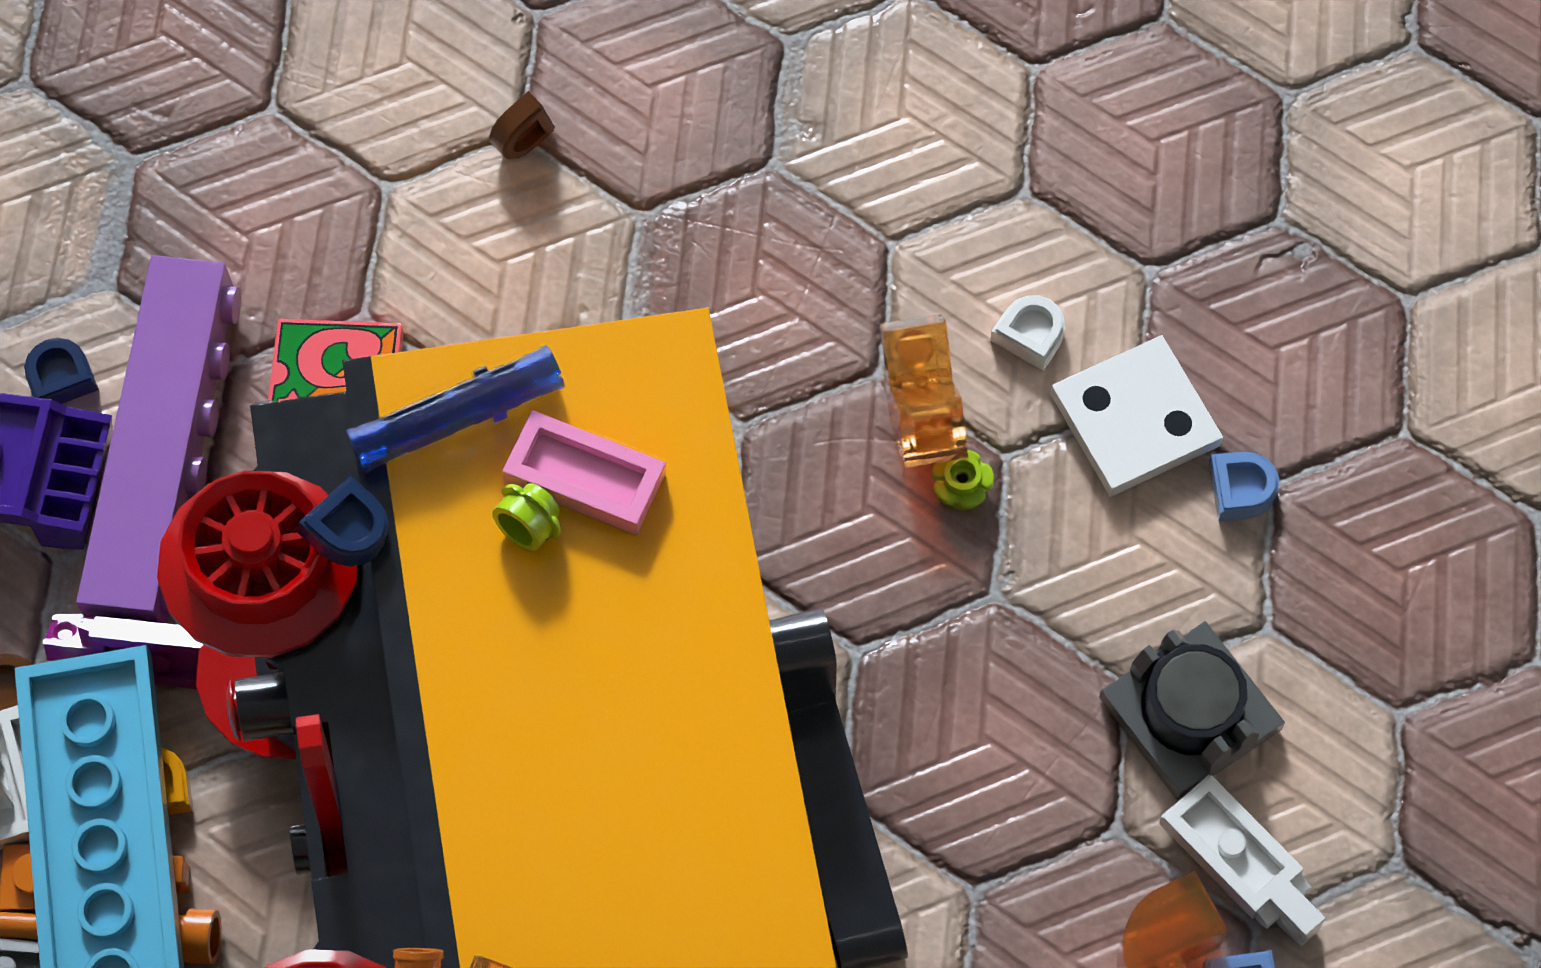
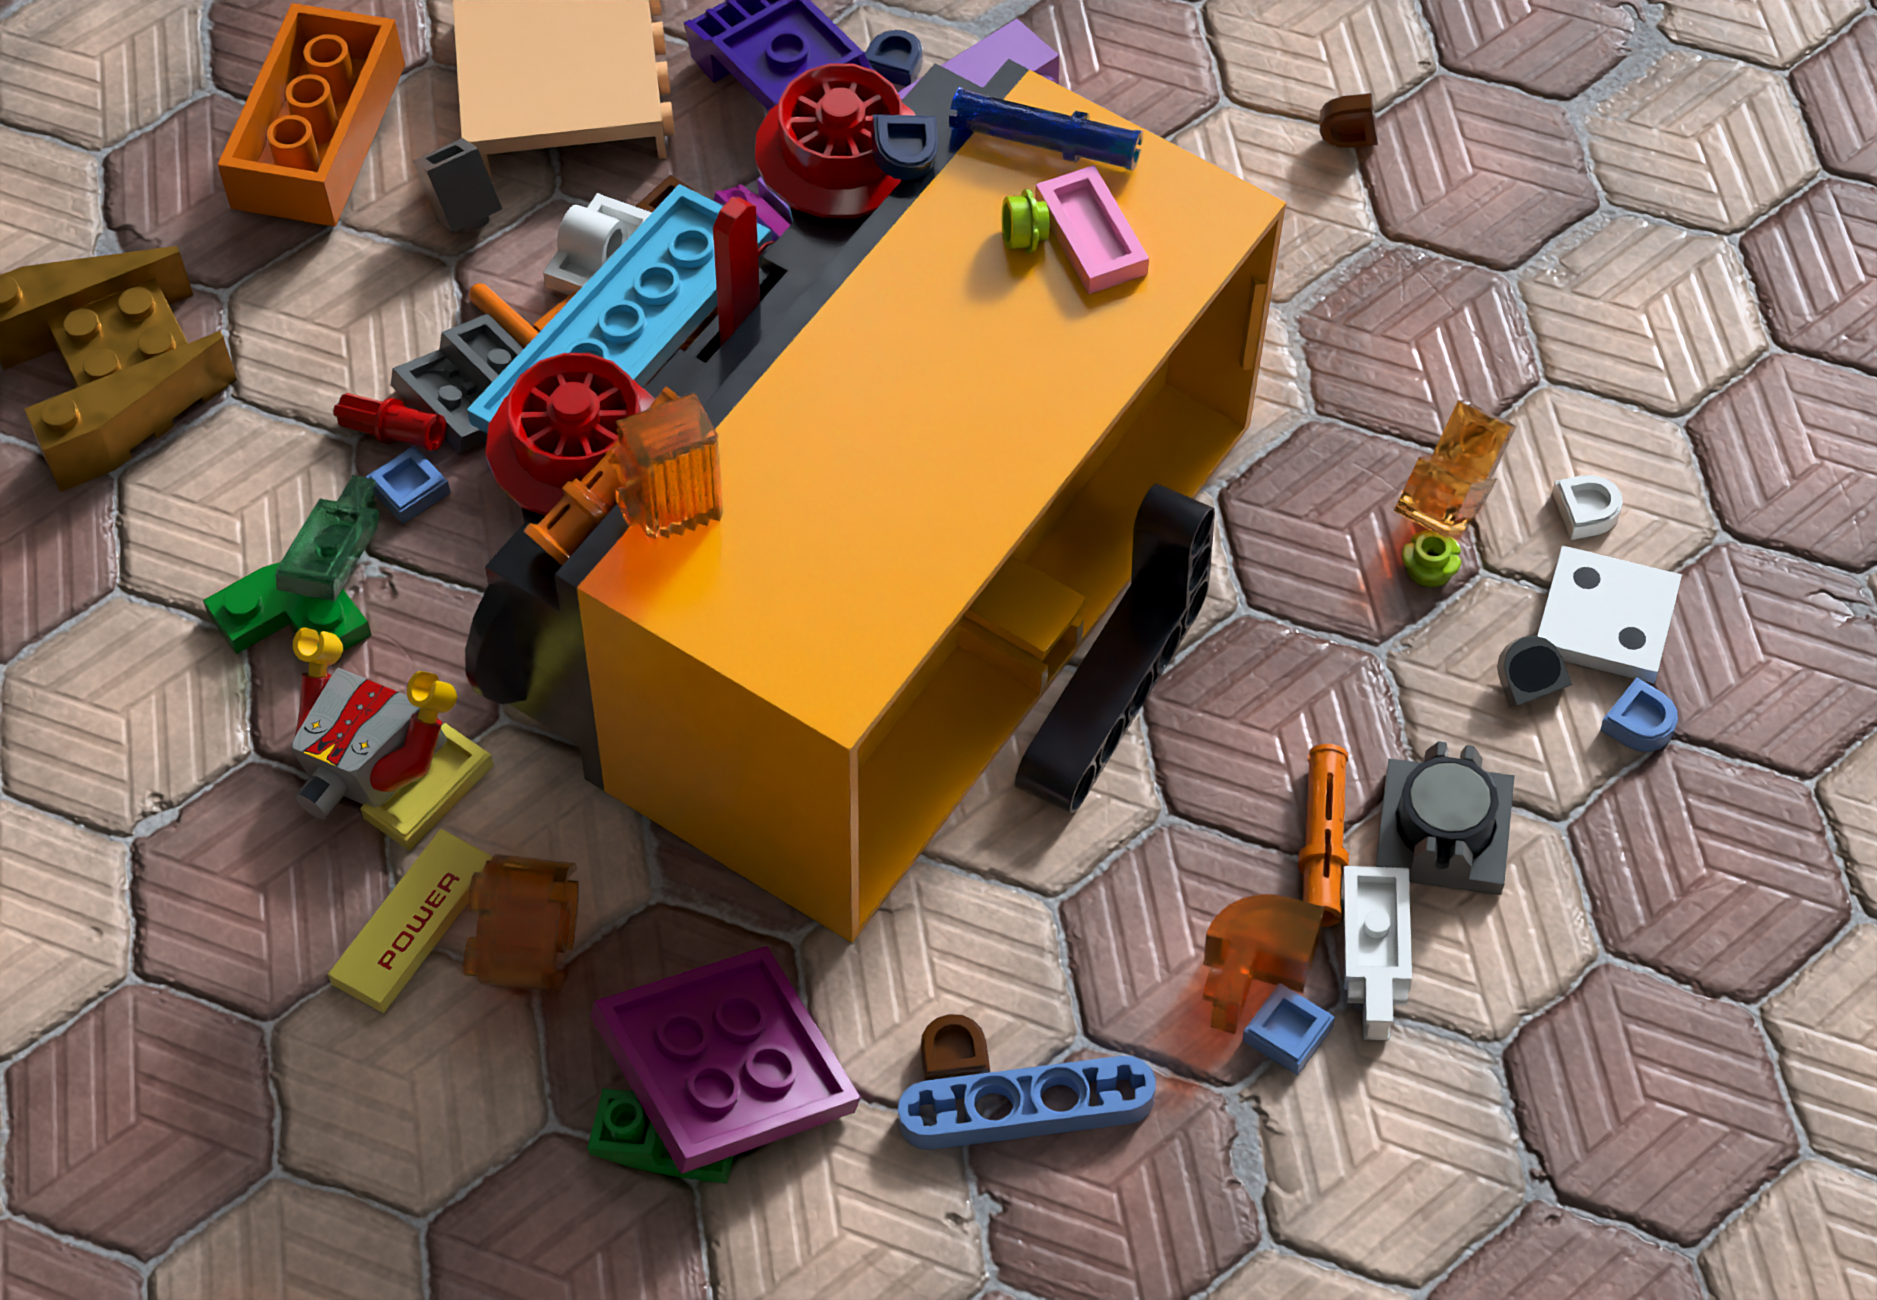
camera: 45 degrees right, 10 degrees down
(1131, 518) = (1531, 670): none -> tile
(1134, 820) = (1323, 854): none -> orange pin

